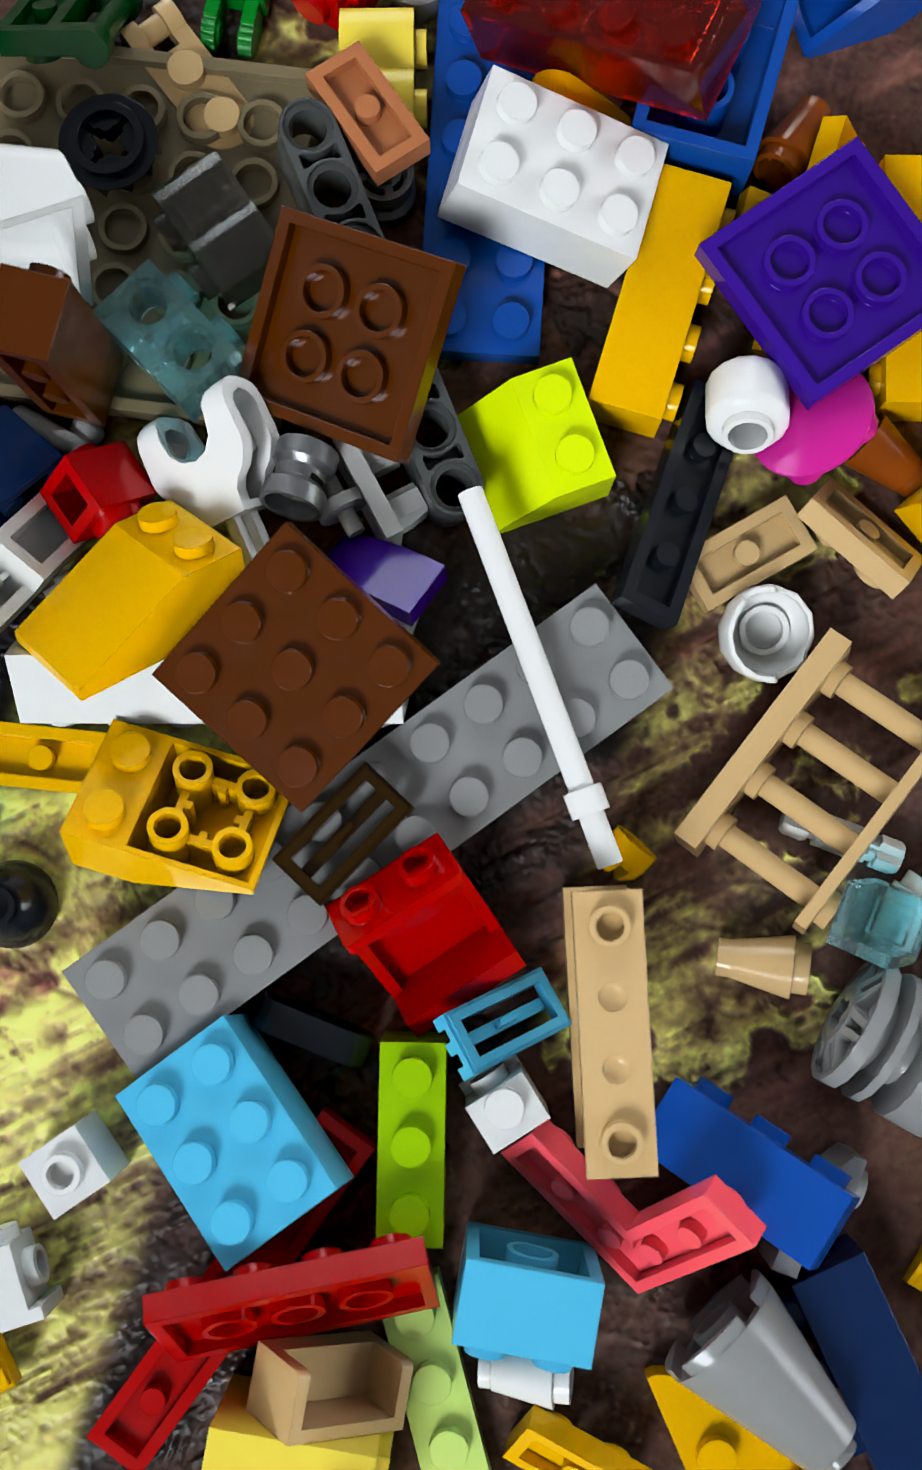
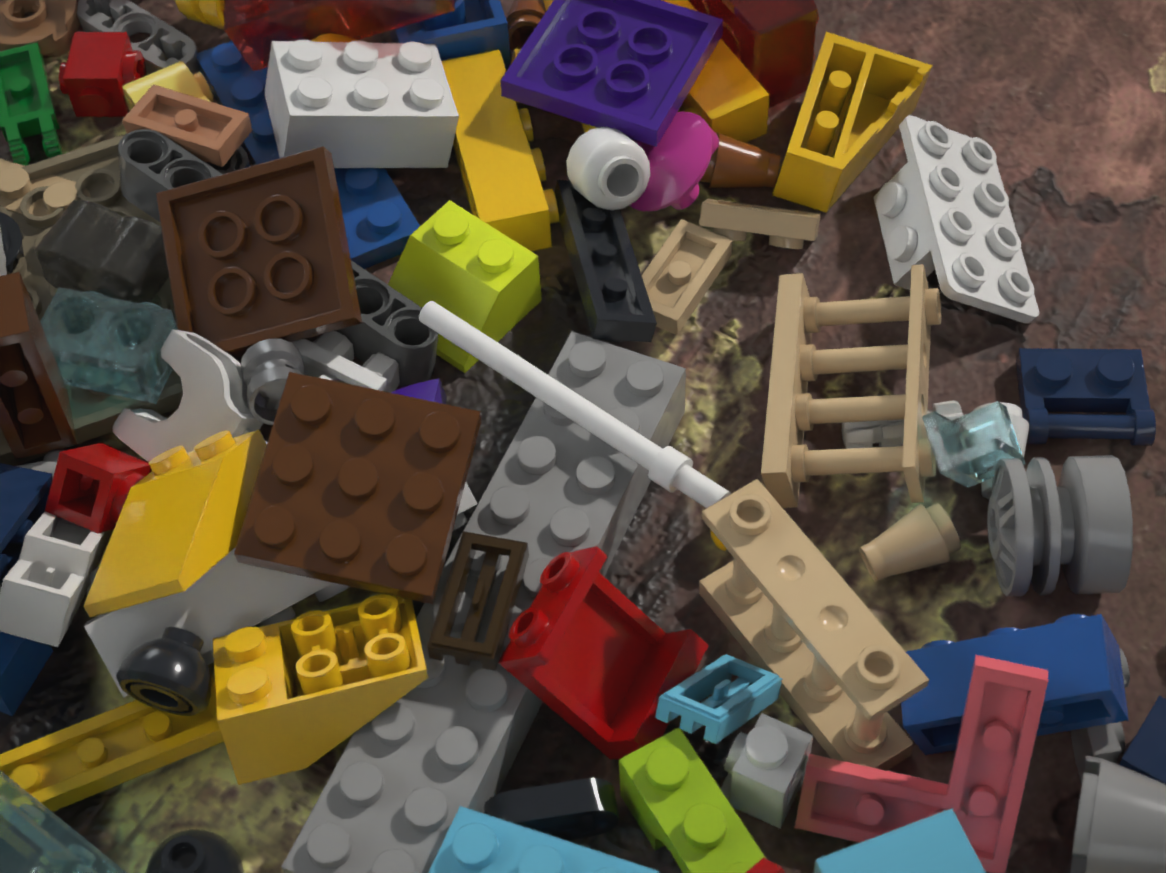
camera: 35 degrees left, 30 degrees down
(56, 739) = (168, 674): none -> black brick
(766, 632) = (732, 313): white hair -> none

